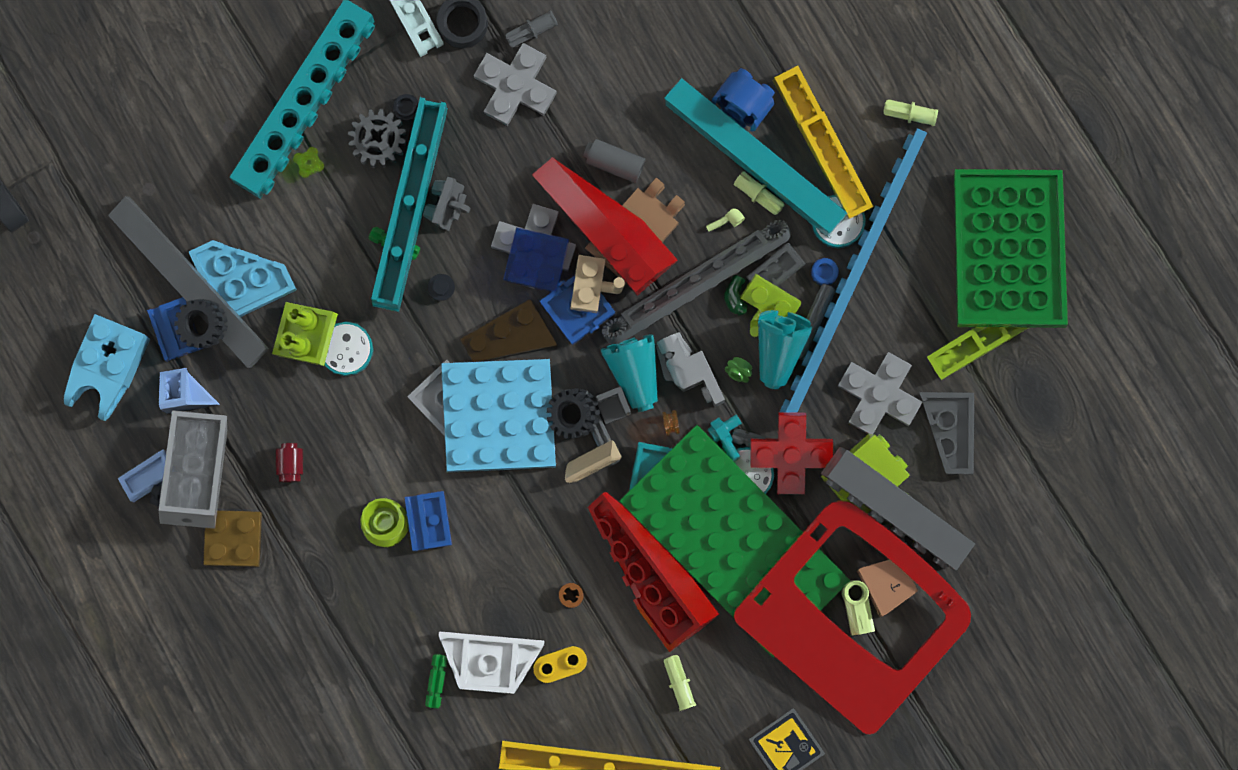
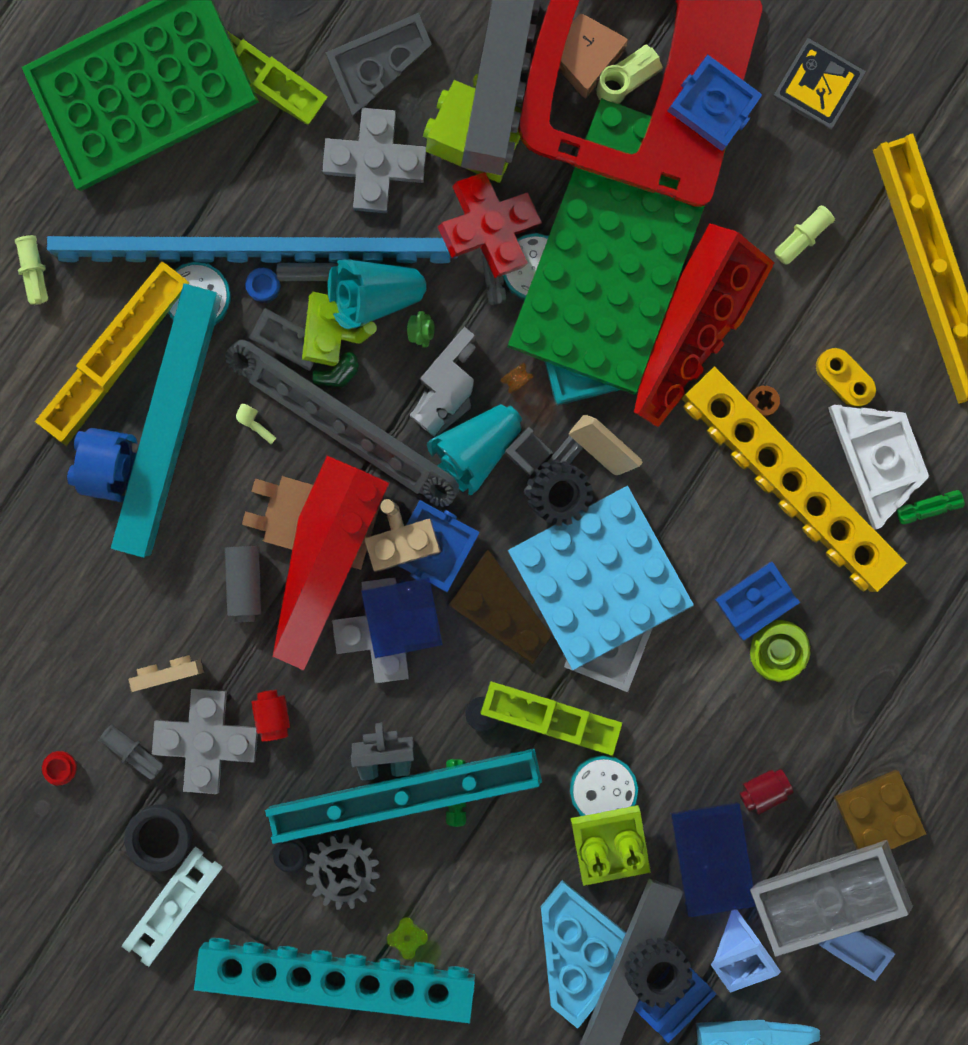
camera: 120 degrees left, 5 degrees up
(260, 402) = (713, 859): none -> clear blue plate
(413, 626) = (882, 560): none -> yellow brick
(414, 334) = (551, 718): none -> lime slope
(510, 137) = (271, 715): none -> red brick
(577, 67) = (179, 669): none -> tan plate
(720, 432) = (501, 318): teal piece -> none
(759, 193) = (206, 399): yellowish green axle -> none
(805, 656) = (714, 102): none -> blue plate

